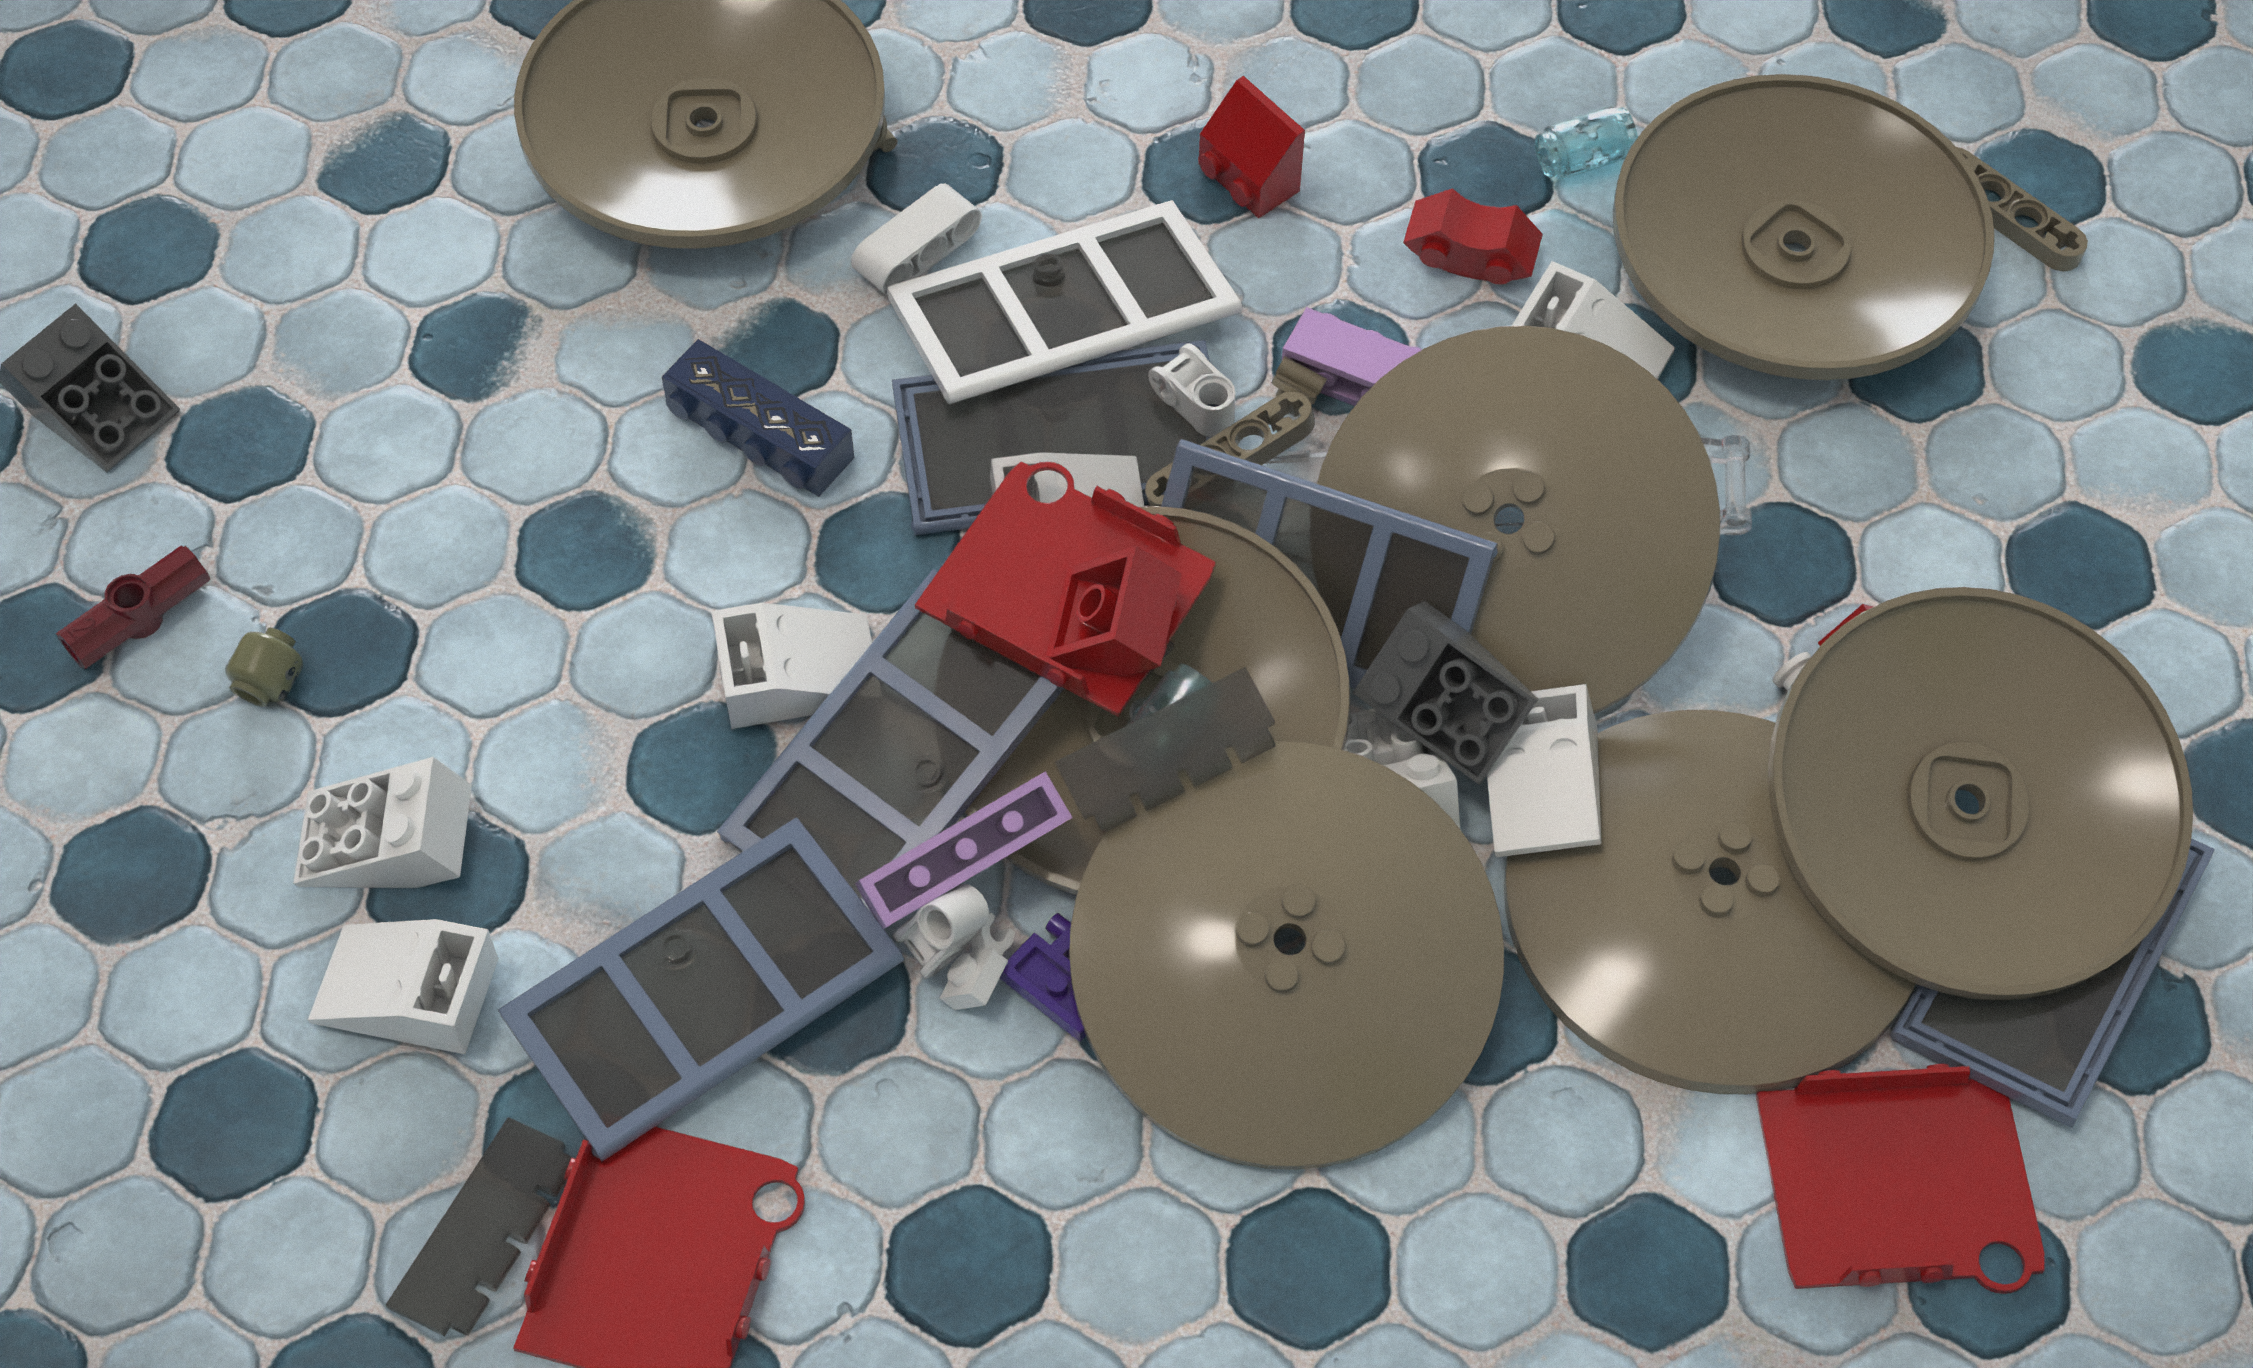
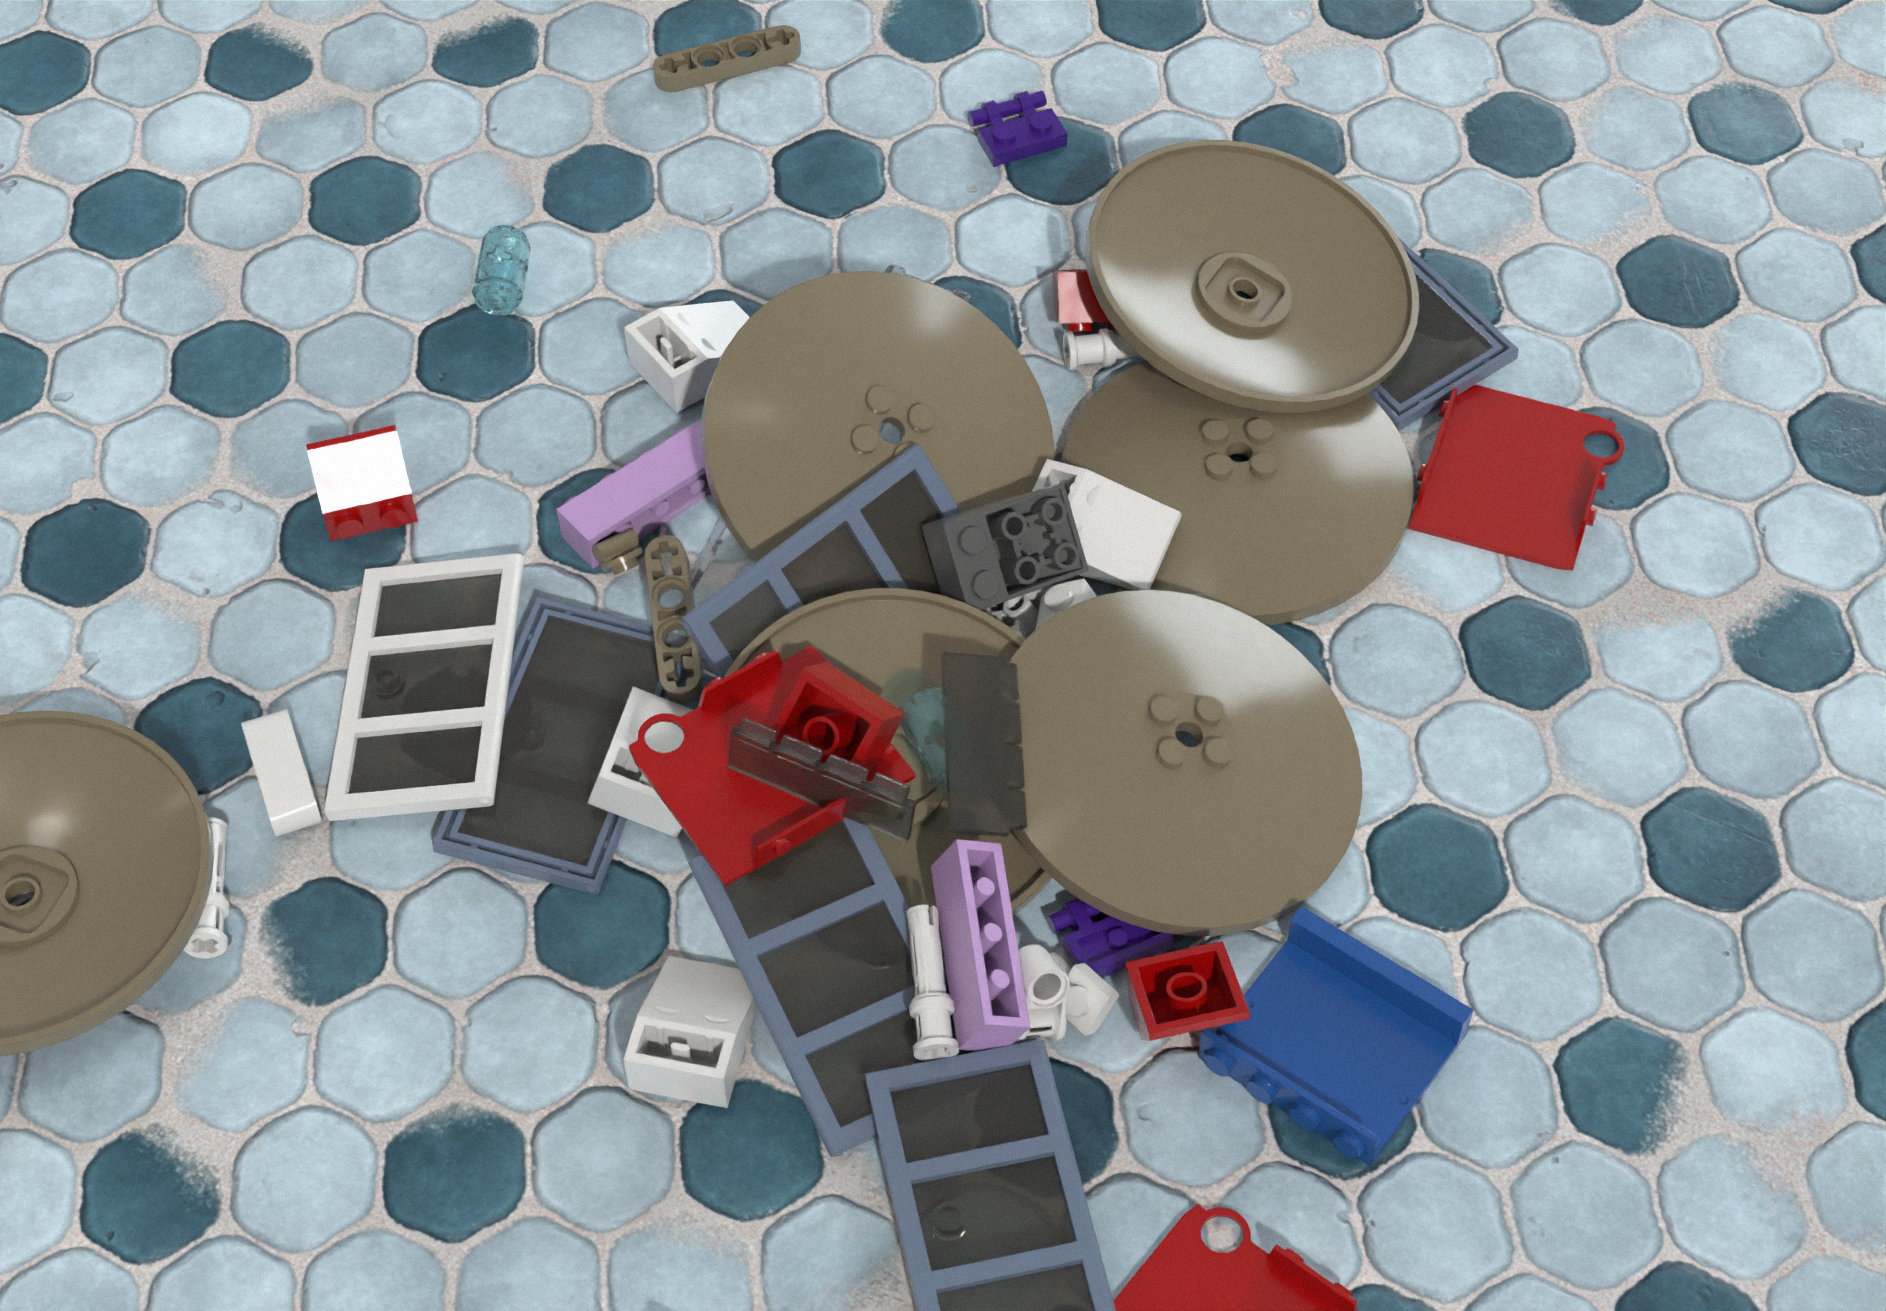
camera: 65 degrees left, 5 degrees down
(754, 255) = (208, 937): none -> white pin
(758, 418) = (403, 967): dark blue brick -> none
(884, 838) = (931, 1004): none -> white pin
(1001, 1061) = (1184, 991): none -> red slope
(1032, 1232) = (1338, 1037): none -> blue panel
(1046, 623) = (799, 771): none -> clear smoke windscreen
(1190, 385) = (594, 616): white piece -> none
(1473, 238) = (549, 379): red brick -> none
(1860, 181) = (731, 127): dark tan dish -> none
(2086, 516) = (1019, 137): none -> dark purple plate

